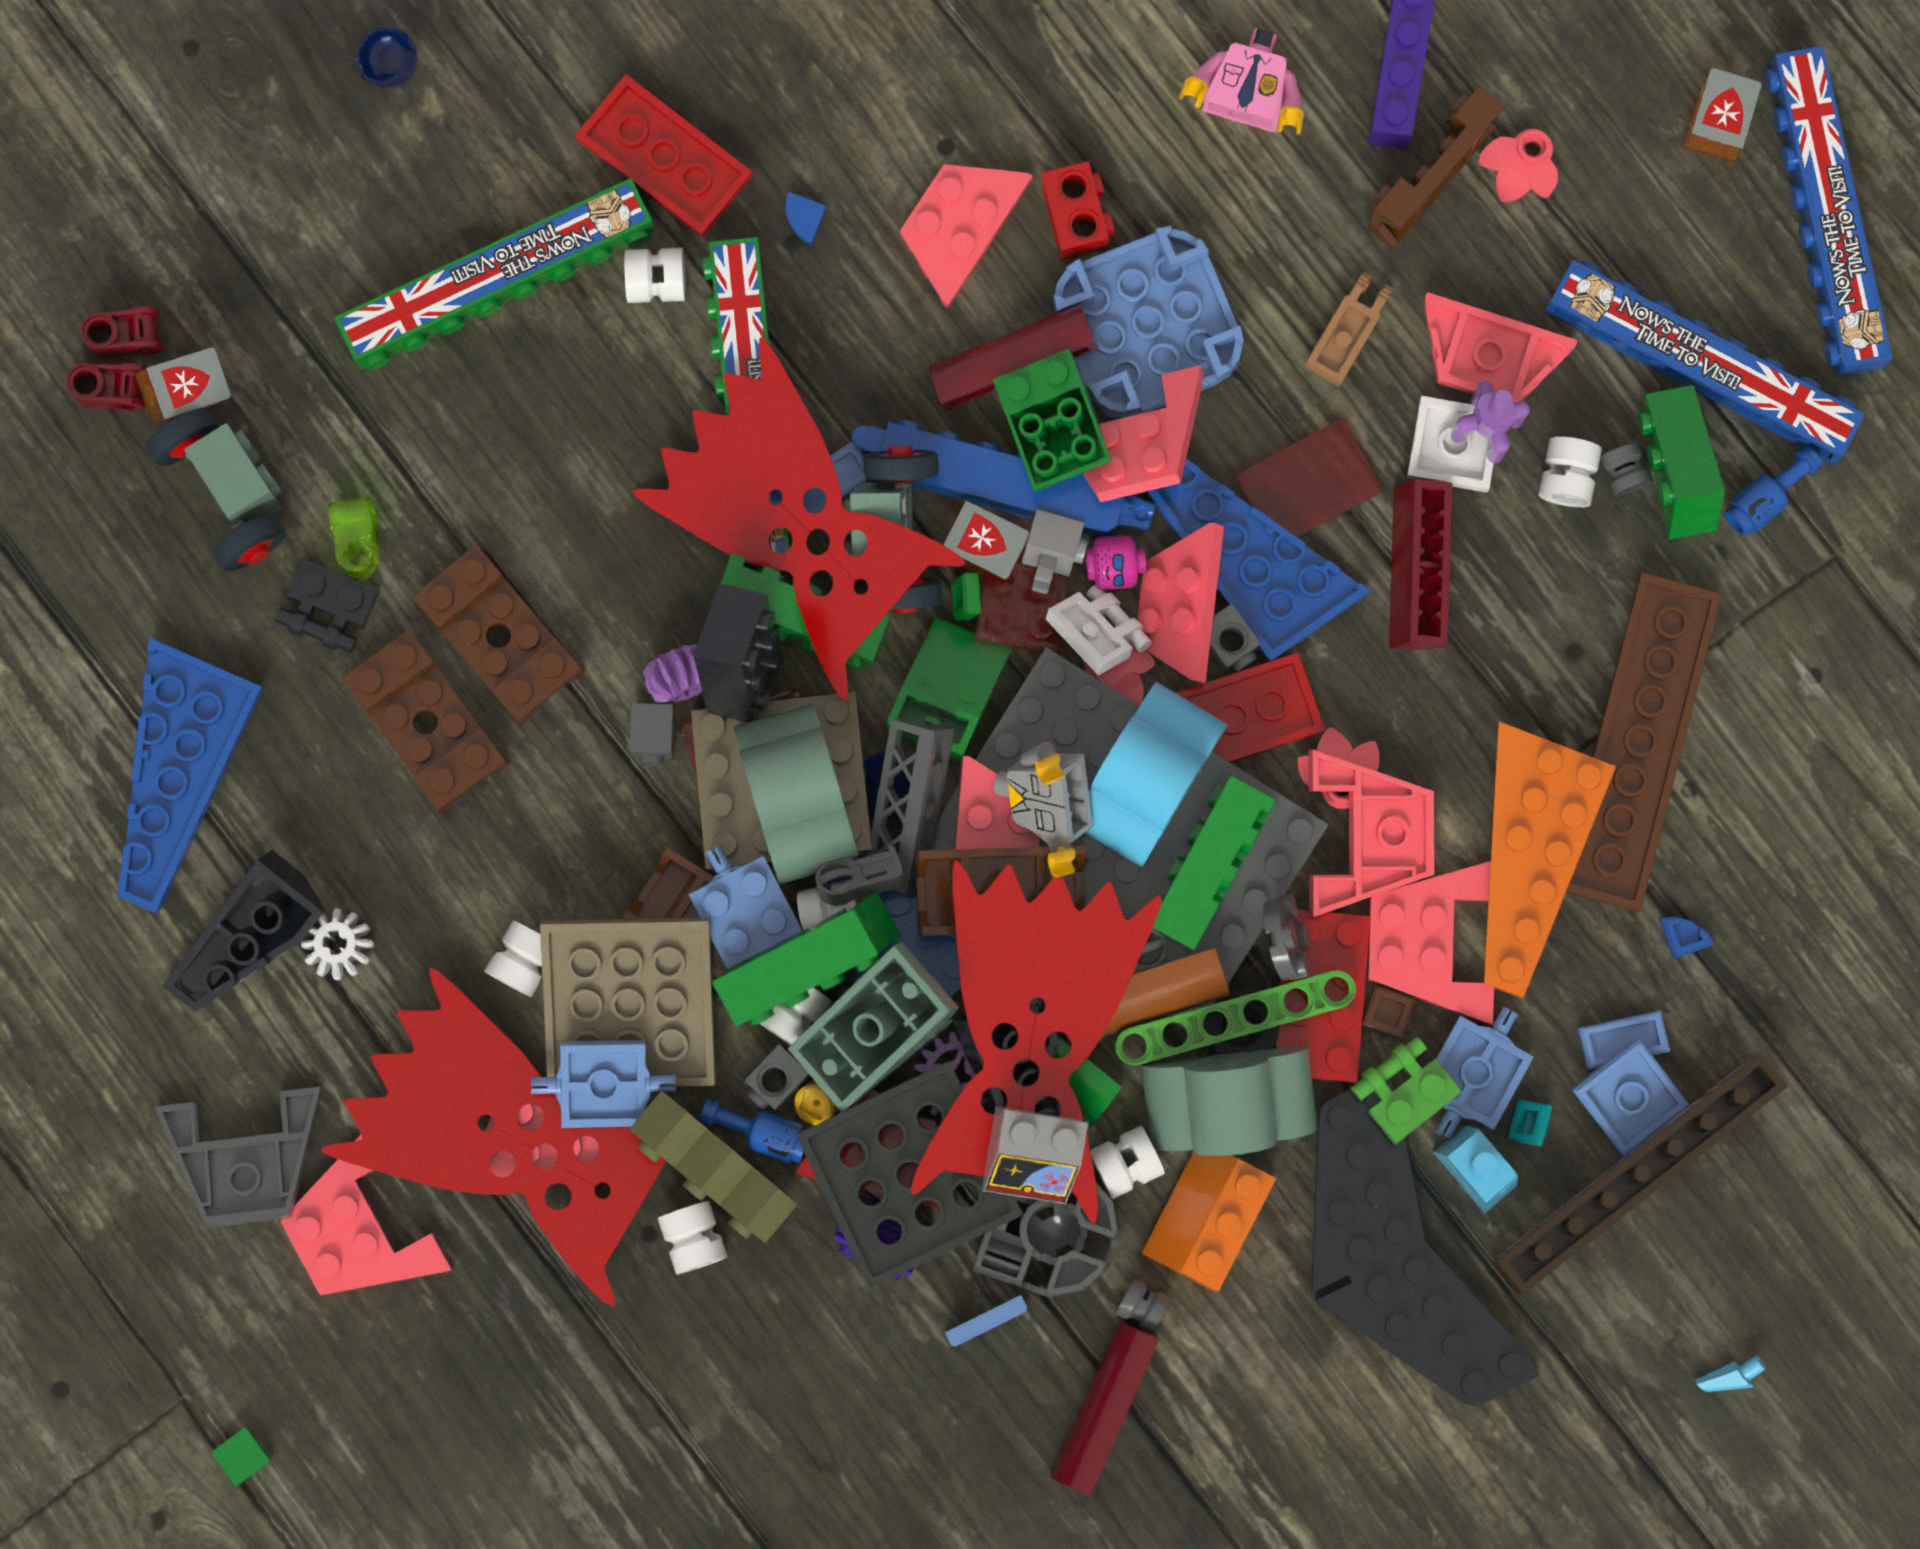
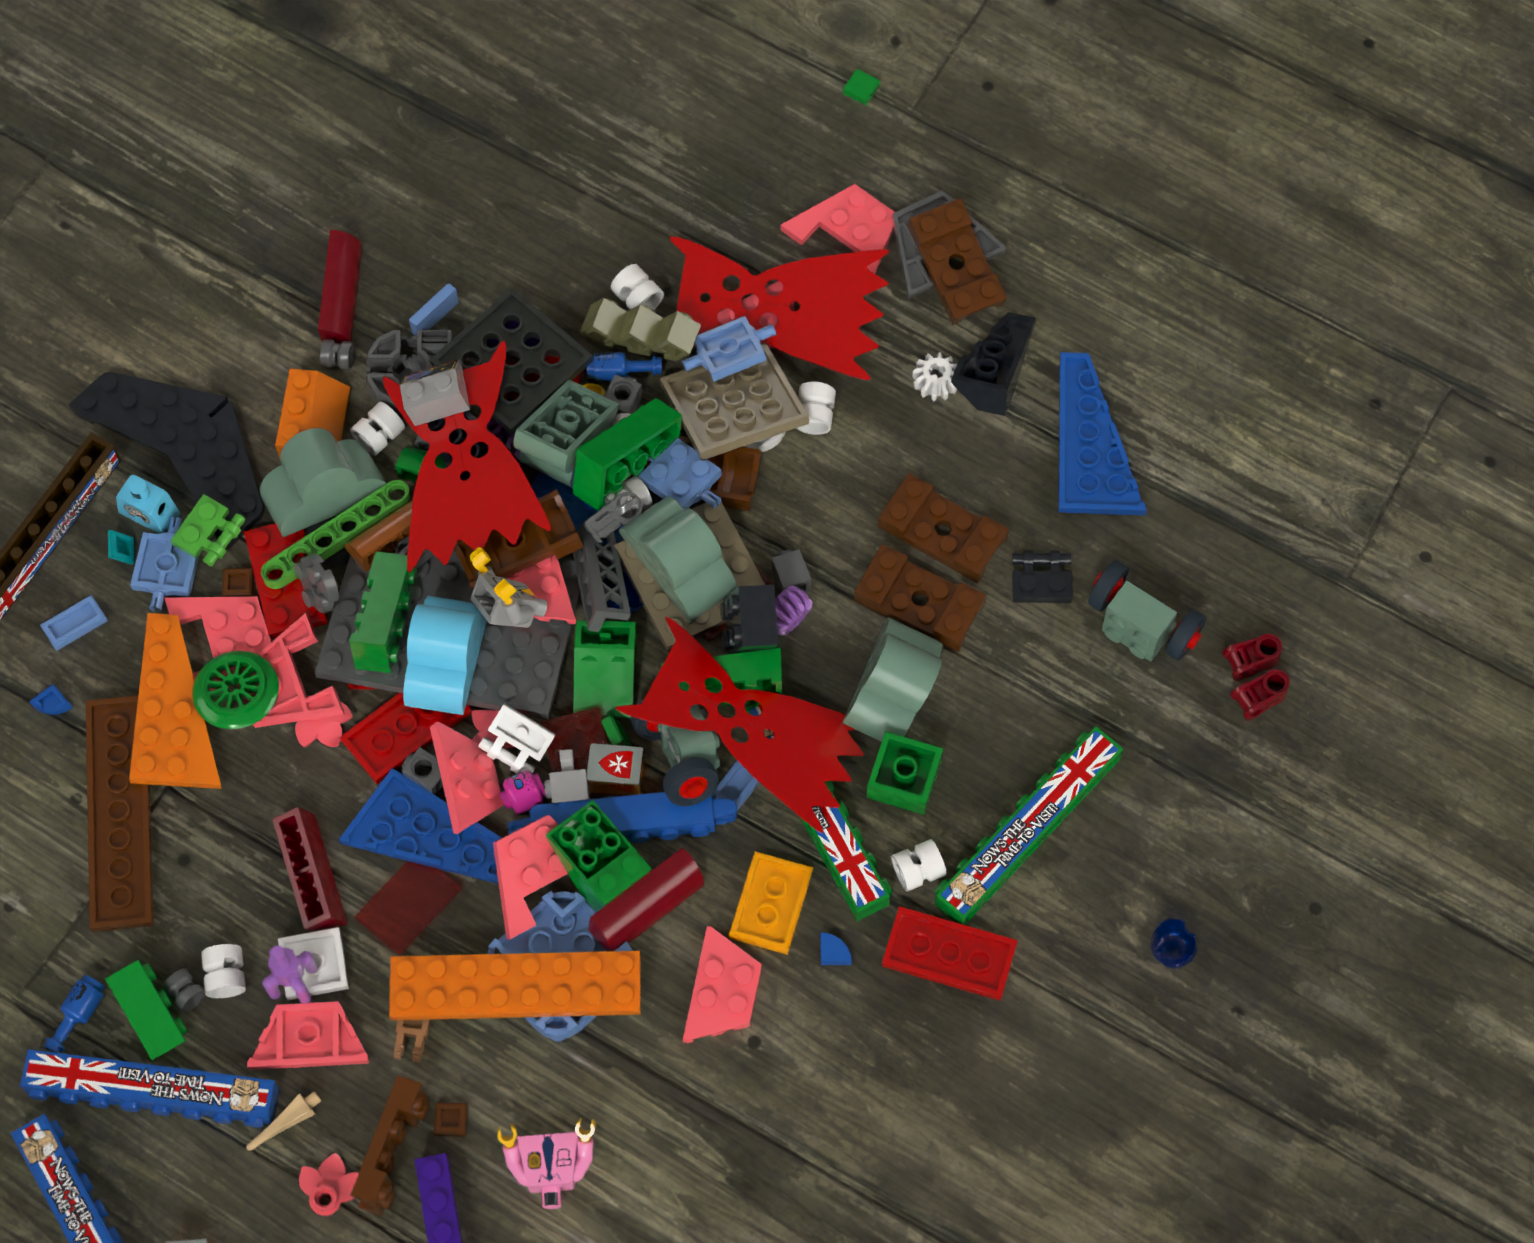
camera: 160 degrees right, 15 degrees down
(182, 385) = (1202, 666): piece -> none
(230, 1061) = (948, 234): none -> reddish brown piece
(354, 530) = (1045, 627): clear neon green piece -> none
(576, 523) = (894, 681): none -> sand green brick
(622, 396) = (904, 773): none -> green brick
(856, 308) = (771, 902): none -> light orange tile
(1067, 211) = (649, 1021): red brick -> none
(1215, 302) = (515, 985): none -> orange plate
(1348, 190) = (450, 1119): none -> reddish brown tile
(1401, 868) = (245, 714): none -> green piece
(1533, 267) = (294, 1113): none -> tan piece
(1630, 1096) = (58, 586): medium blue tile -> none

